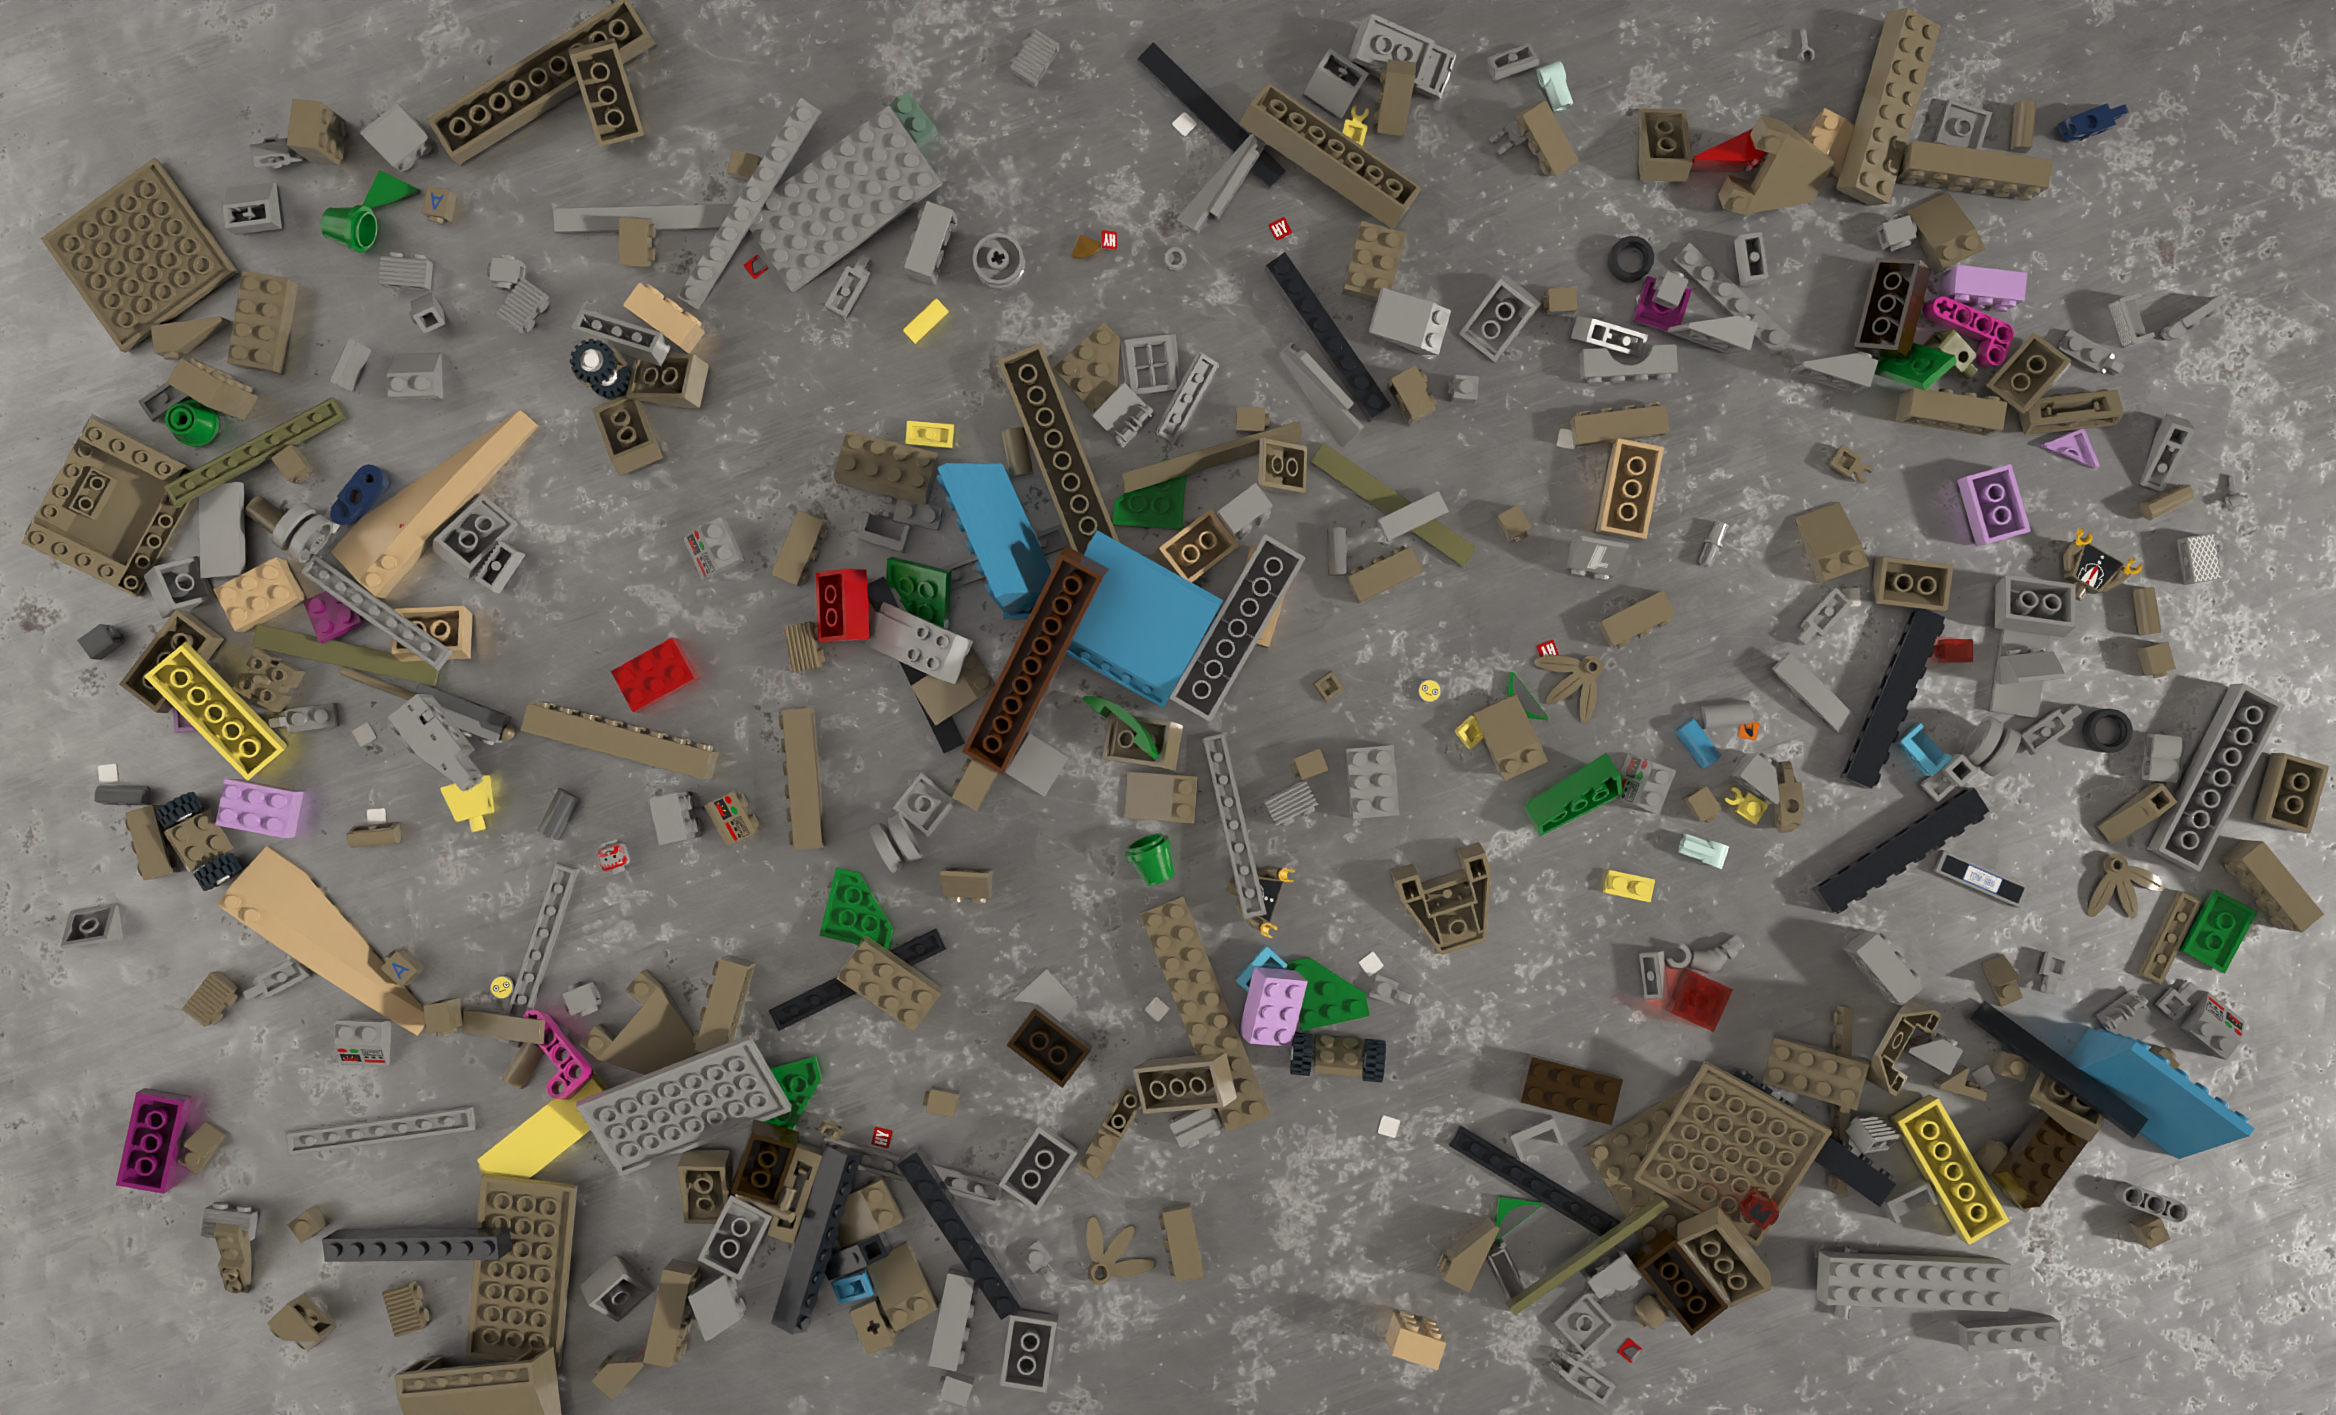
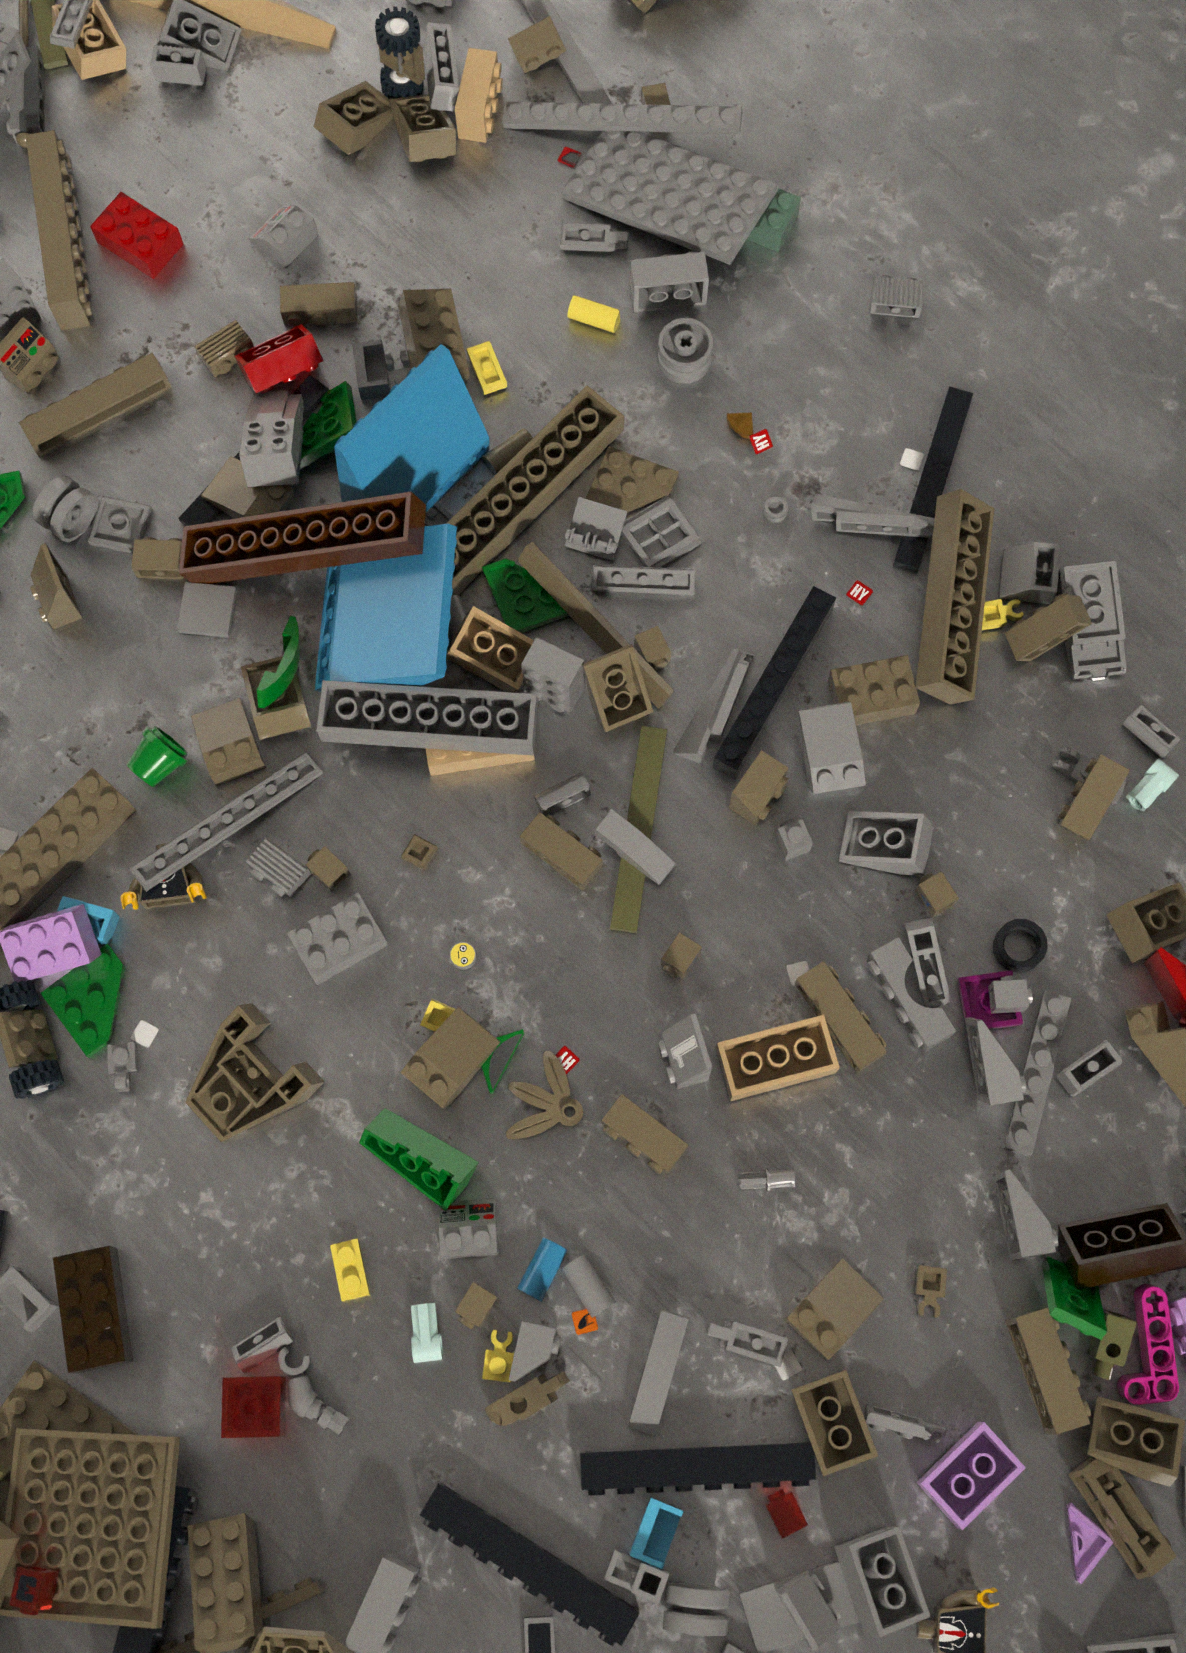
camera: 70 degrees right, 15 degrees down
(1934, 534) = (905, 1425): none -> light grey hinge

